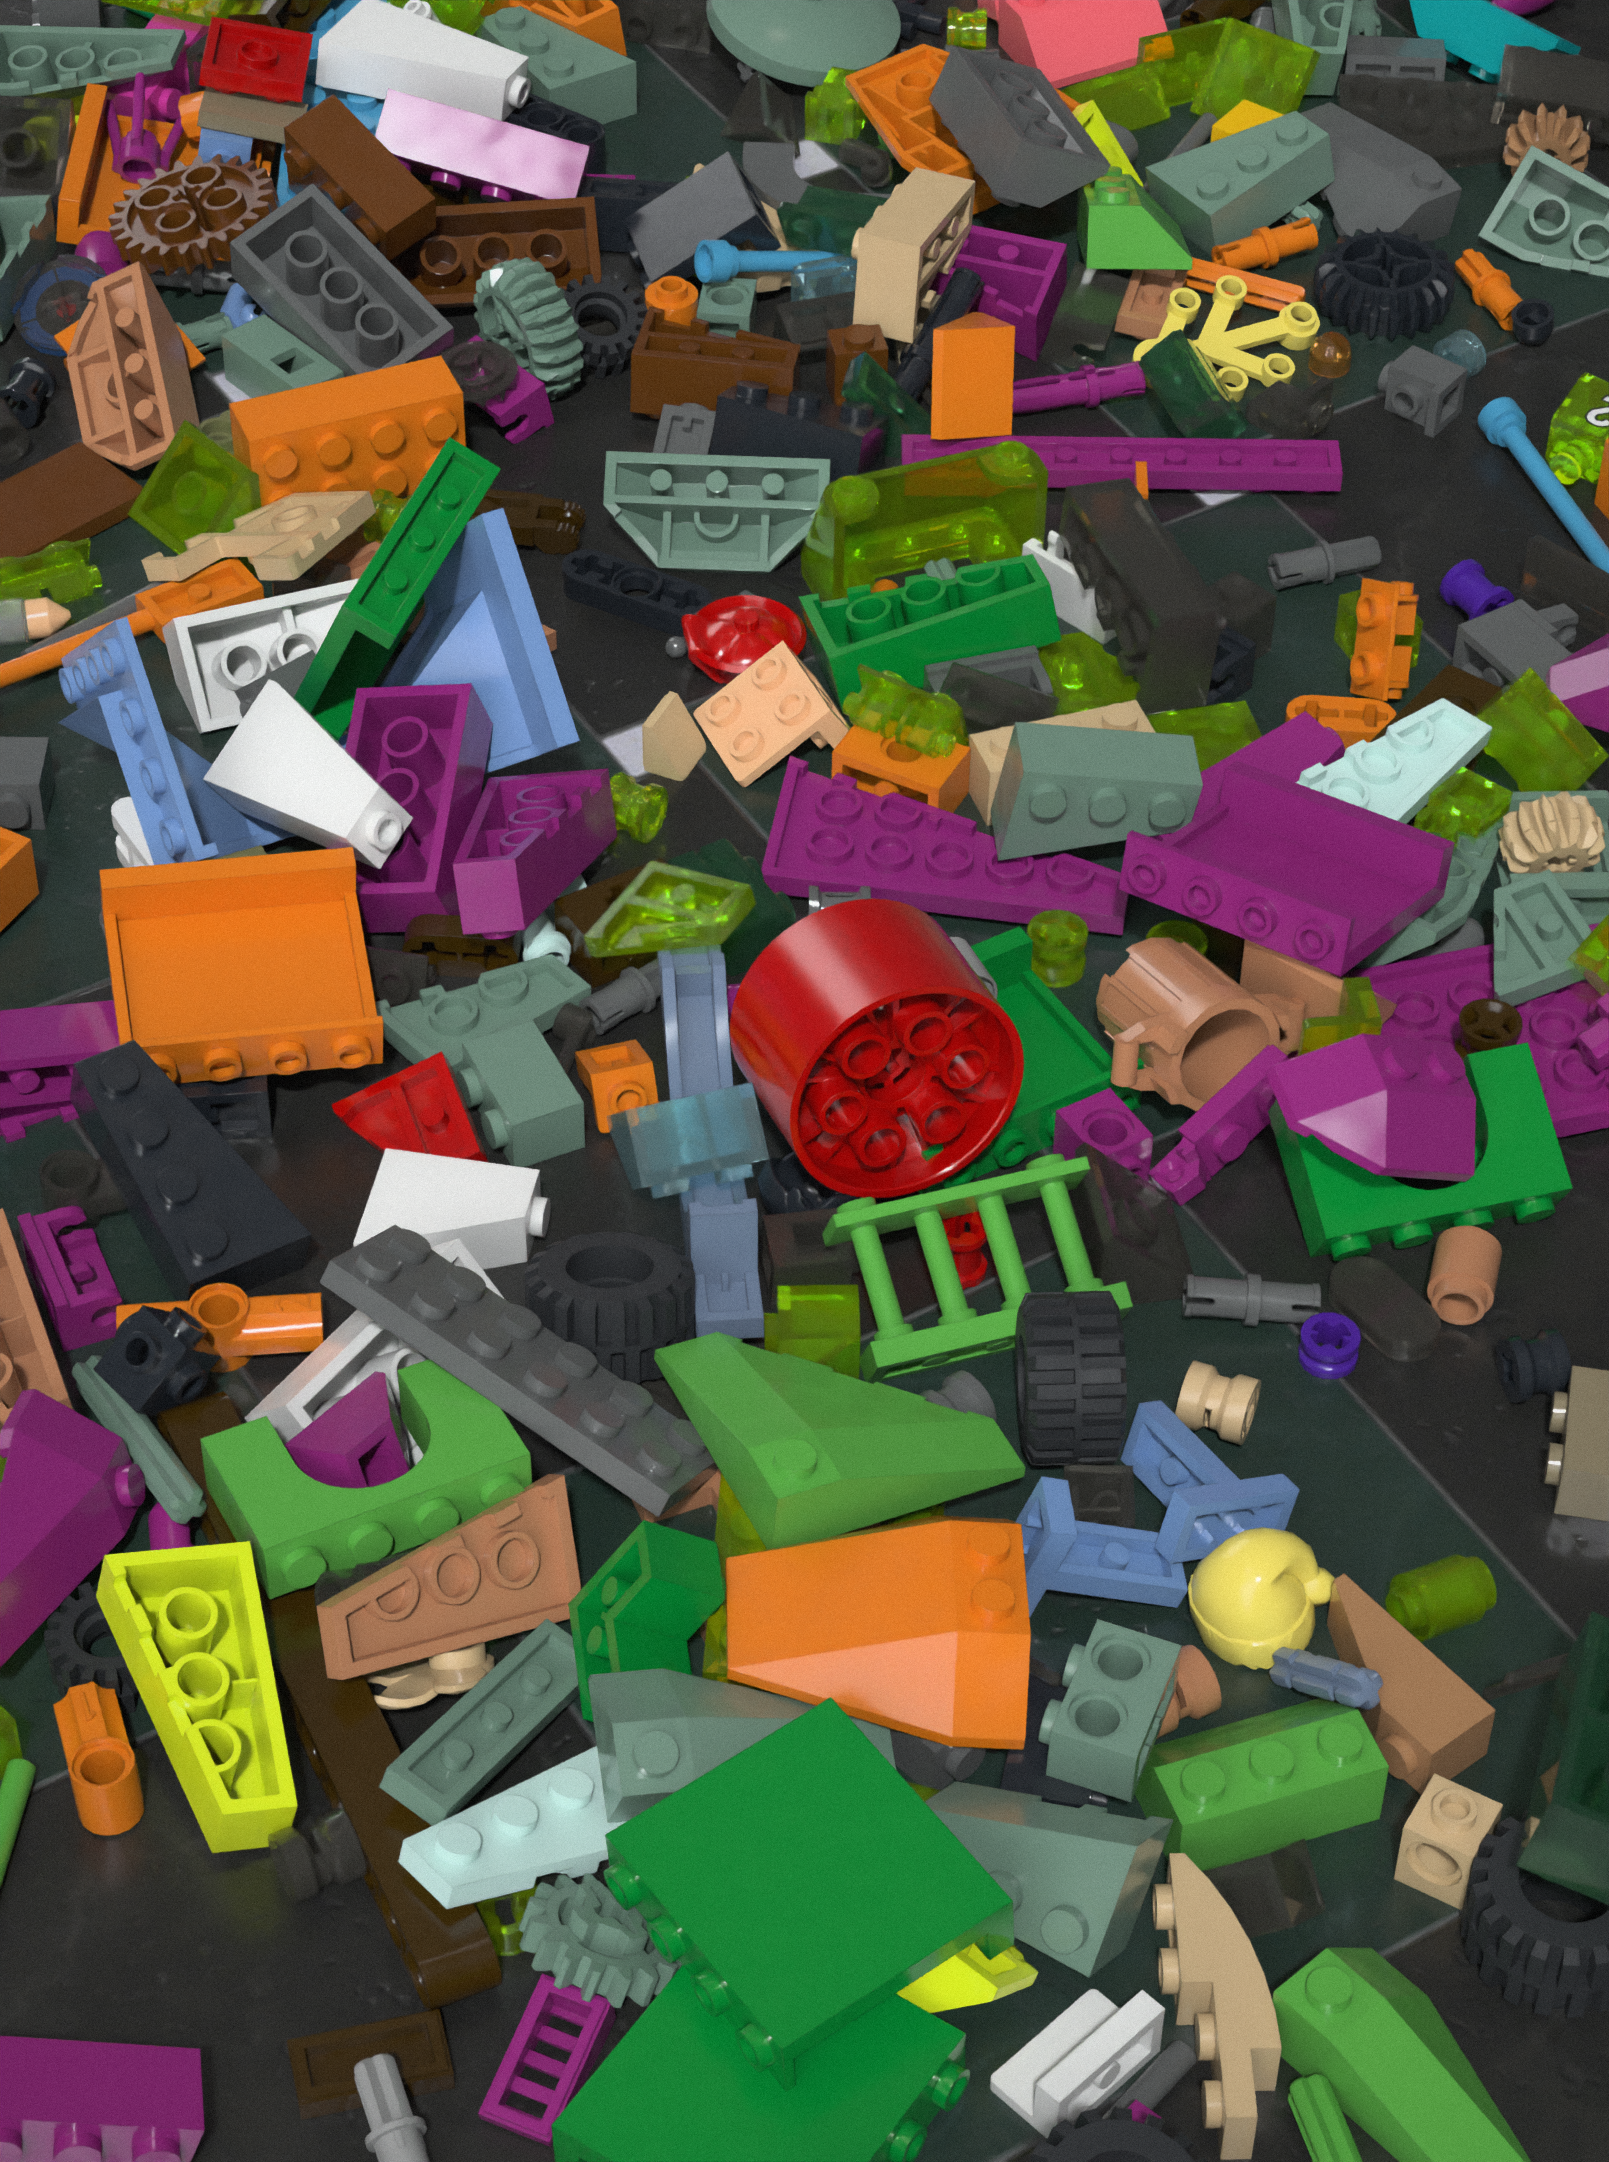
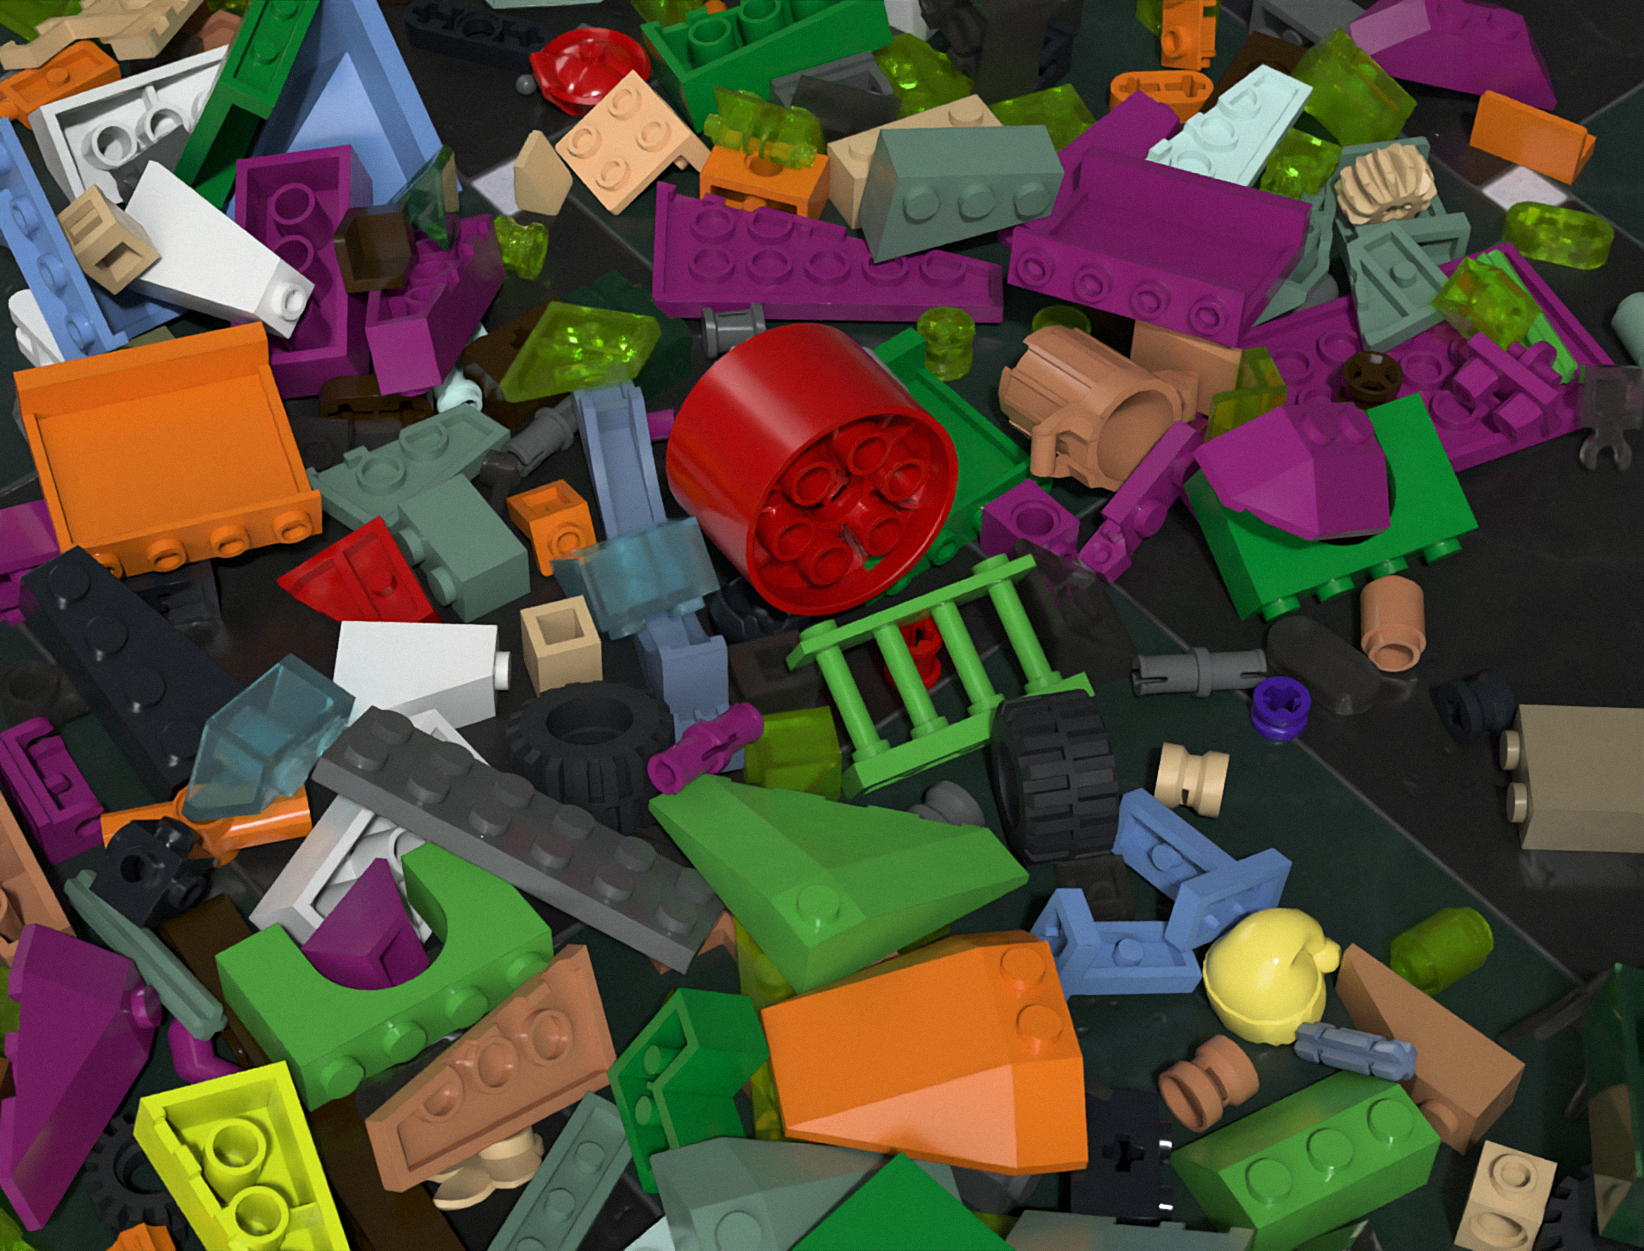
camera: 10 degrees left, 5 degrees up
(211, 752) = (106, 240): none -> tan brick
(282, 1244) = (266, 741): none -> clear light blue slope
(480, 787) = (375, 247): none -> dark brown panel
(538, 749) = (434, 198): none -> clear green slope
(600, 1193) = (560, 644): none -> tan brick
(721, 1306) = (705, 748): none -> magenta pin
(1111, 1709) = (1172, 1119): sand green brick -> none

